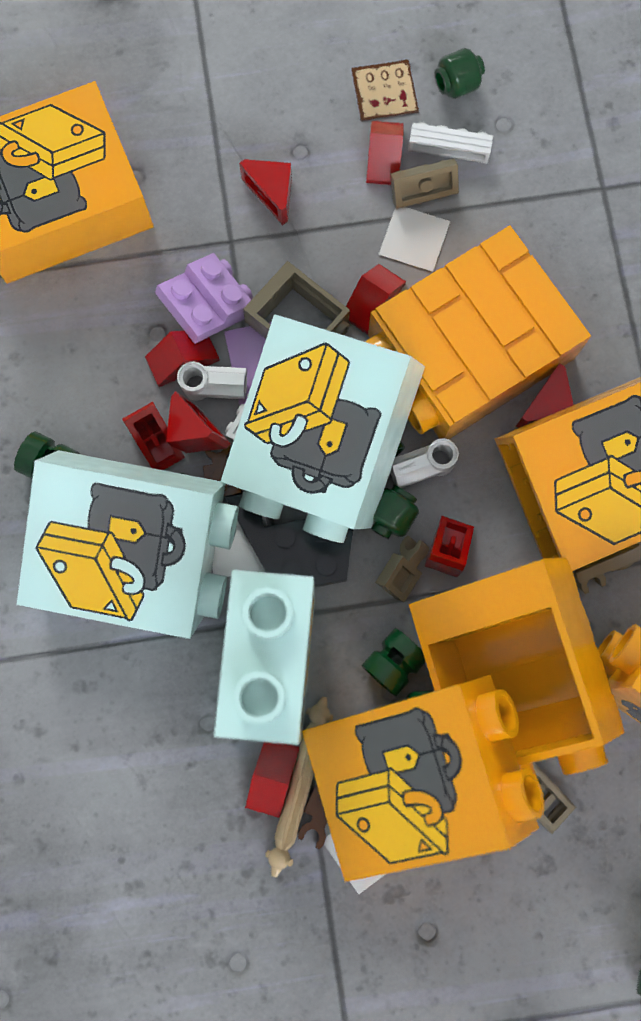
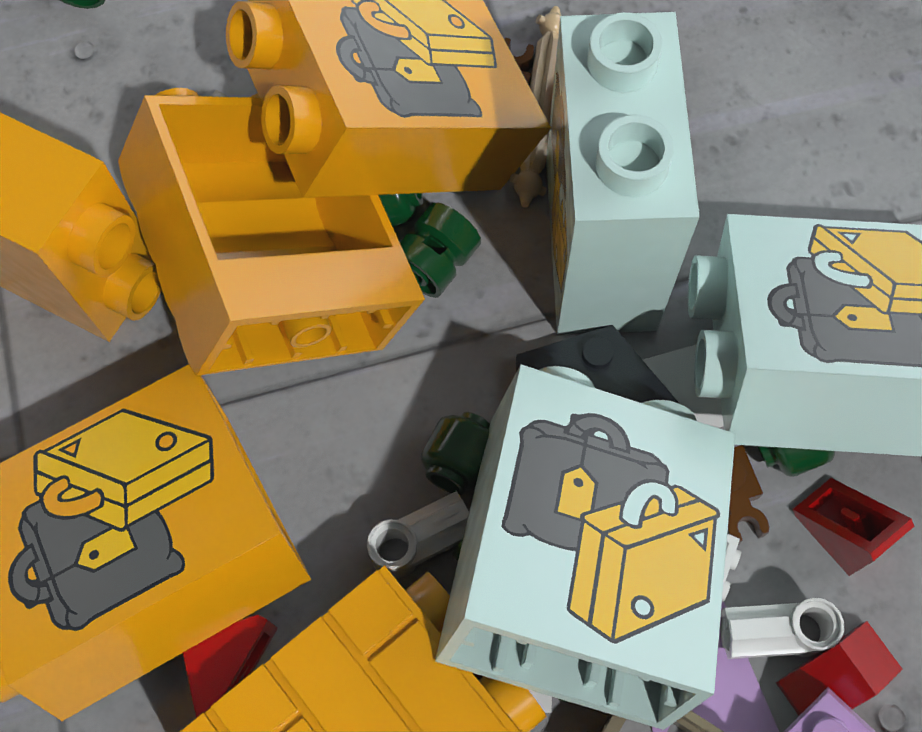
camera: 175 degrees right, 10 degrees down
(191, 429) = (796, 547): red slope -> none
(401, 570) = (436, 371): dark tan plate -> none
(450, 547) = (369, 414): red slope -> none

